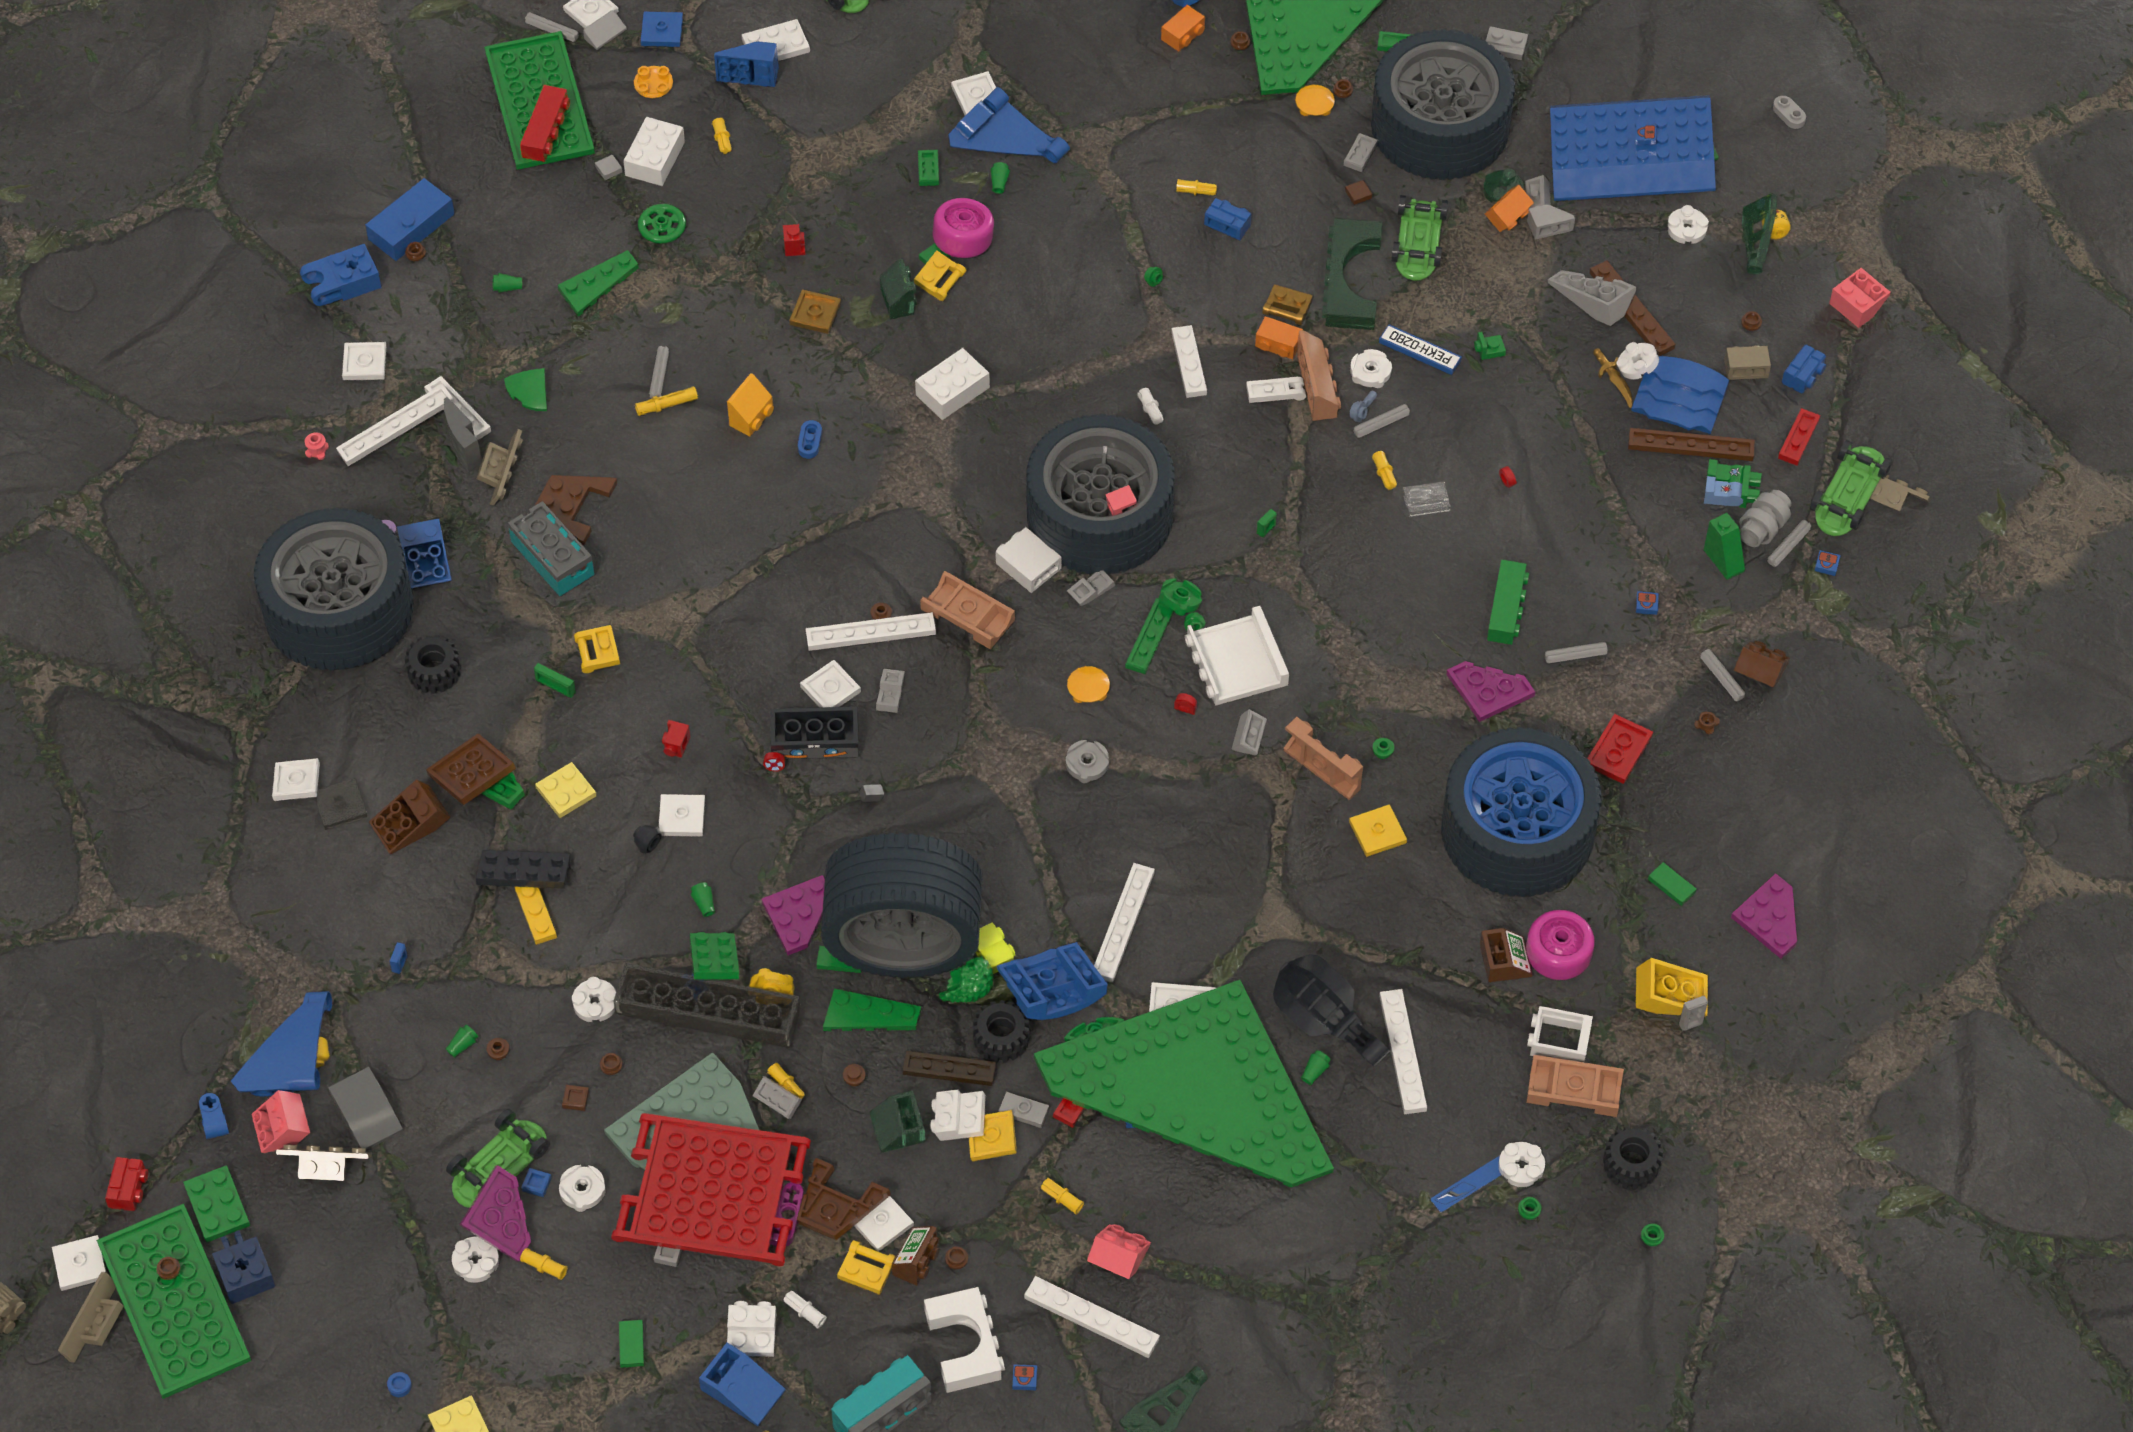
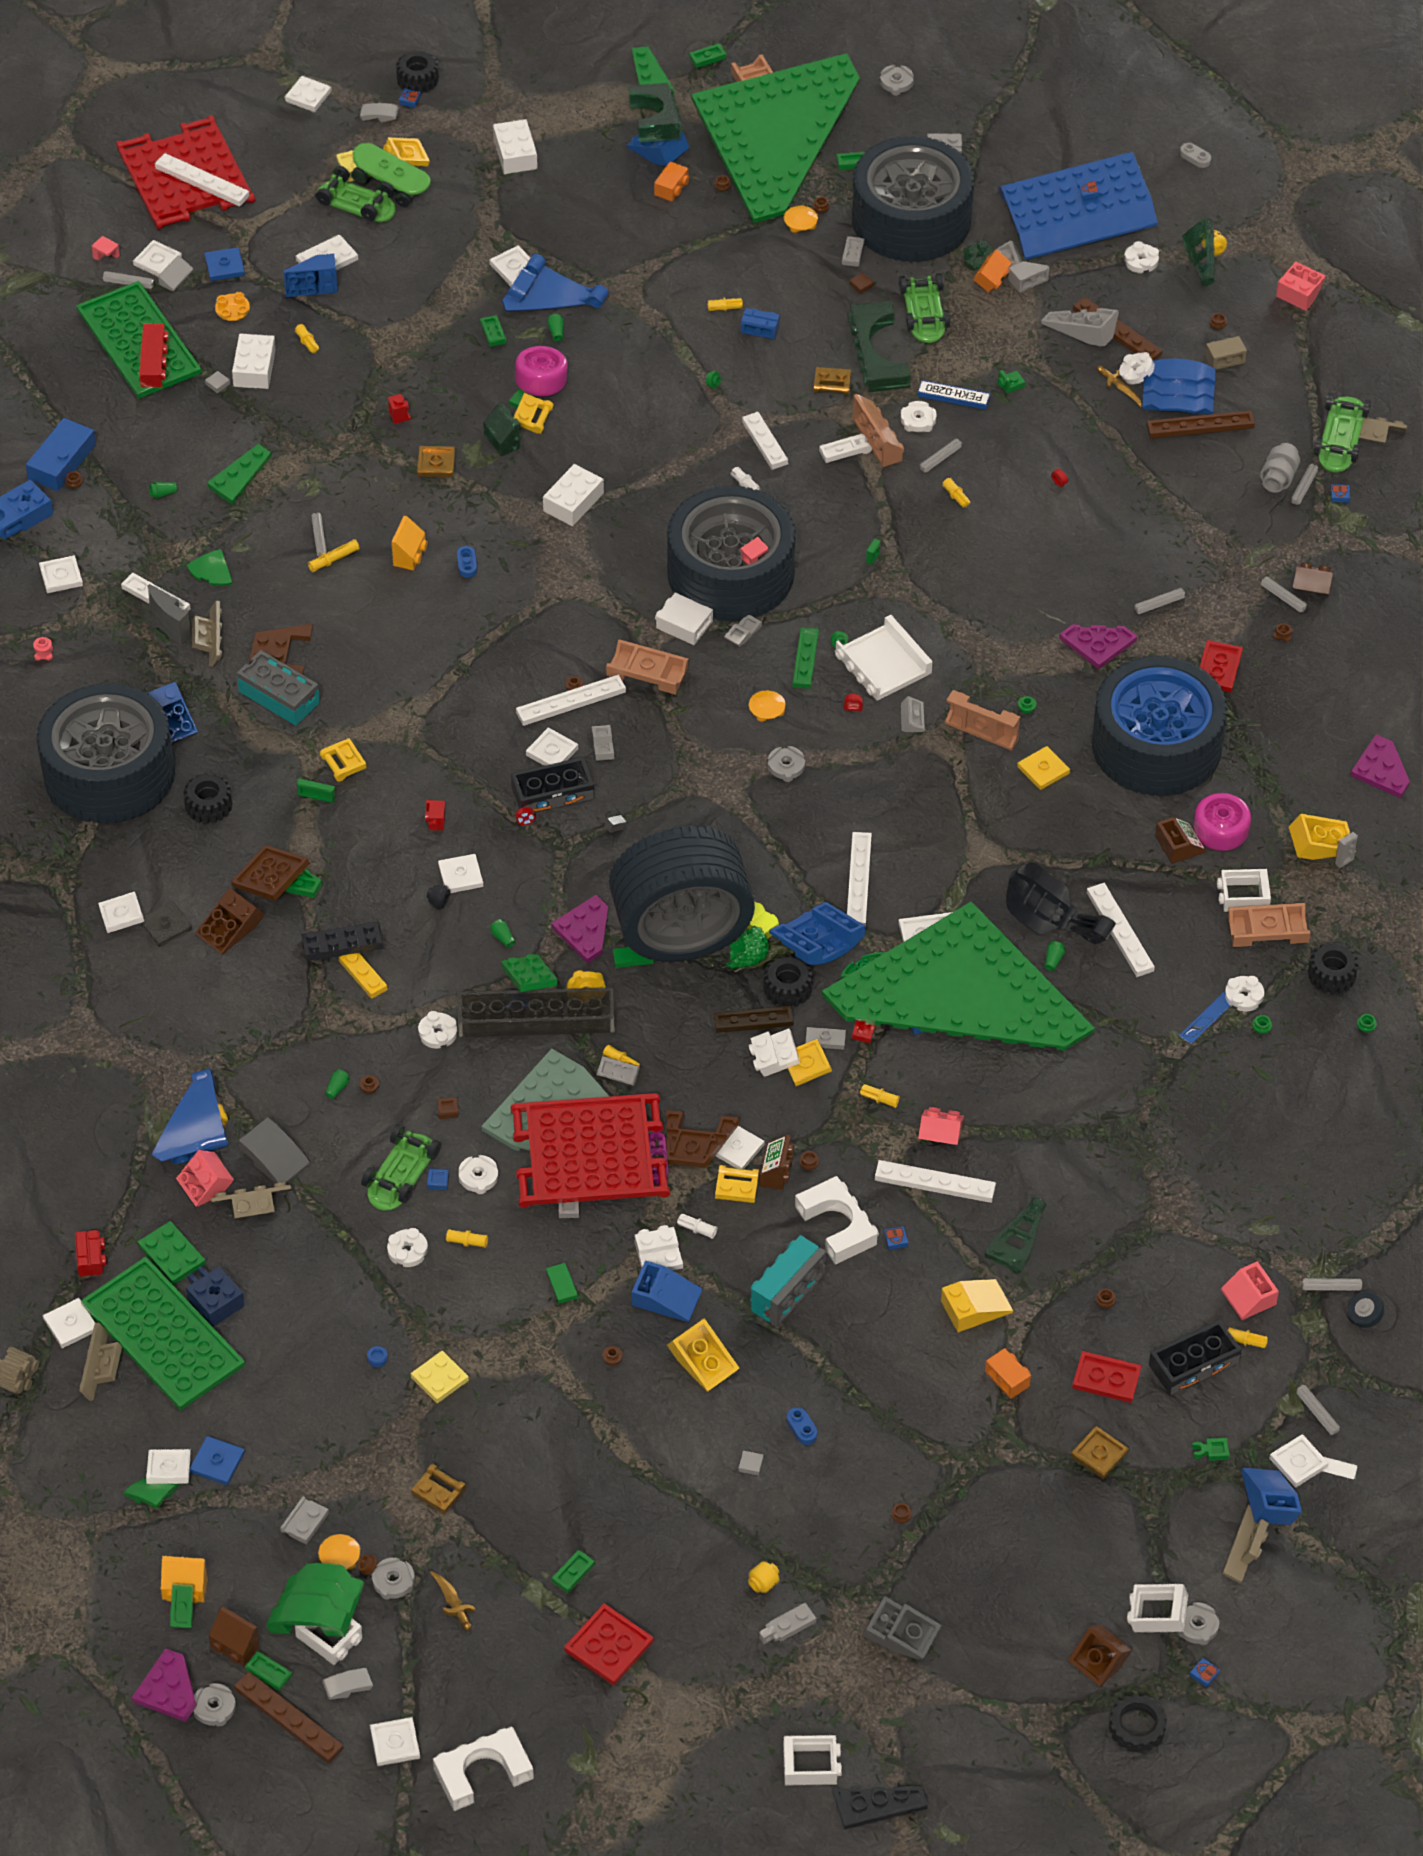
camera: 15 degrees left, 5 degrees down
(168, 1268) = (151, 1307): reddish brown plate -> none
(213, 1118) = (145, 1185): blue piece -> none
(394, 425) = (106, 619): white plate -> none
(398, 958) = (260, 1031): blue tile -> none
(499, 1215) = (420, 1206): magenta plate -> none
(565, 790) = (355, 874): light yellow plate -> none
(611, 1064) = (469, 1075): reddish brown plate -> none
(660, 210) = (263, 418): green plate -> none
(854, 1074) = (675, 1041): reddish brown plate -> none
(861, 1011) = (672, 991): green wing -> none
(898, 1122) = (726, 1067): clear green slope -> none
(1180, 596) = (821, 621): green plate -> none
(1277, 337) = (834, 407): orange brick -> none
(1359, 409) = (920, 449): sand blue plate -> none
(1426, 499) = (998, 508): clear plate -> none
(1507, 602) = (1091, 573): green brick -> none
(1647, 603) = (1204, 552): tile -> none
(1672, 884) = (1295, 759): green tile -> none
(1725, 546) = (1255, 494): green slope -> none
(1730, 485) = (1243, 448): hips -> none
(1799, 437) = (1286, 401): red plate -> none
(1804, 369) = (1273, 349): blue brick -> none

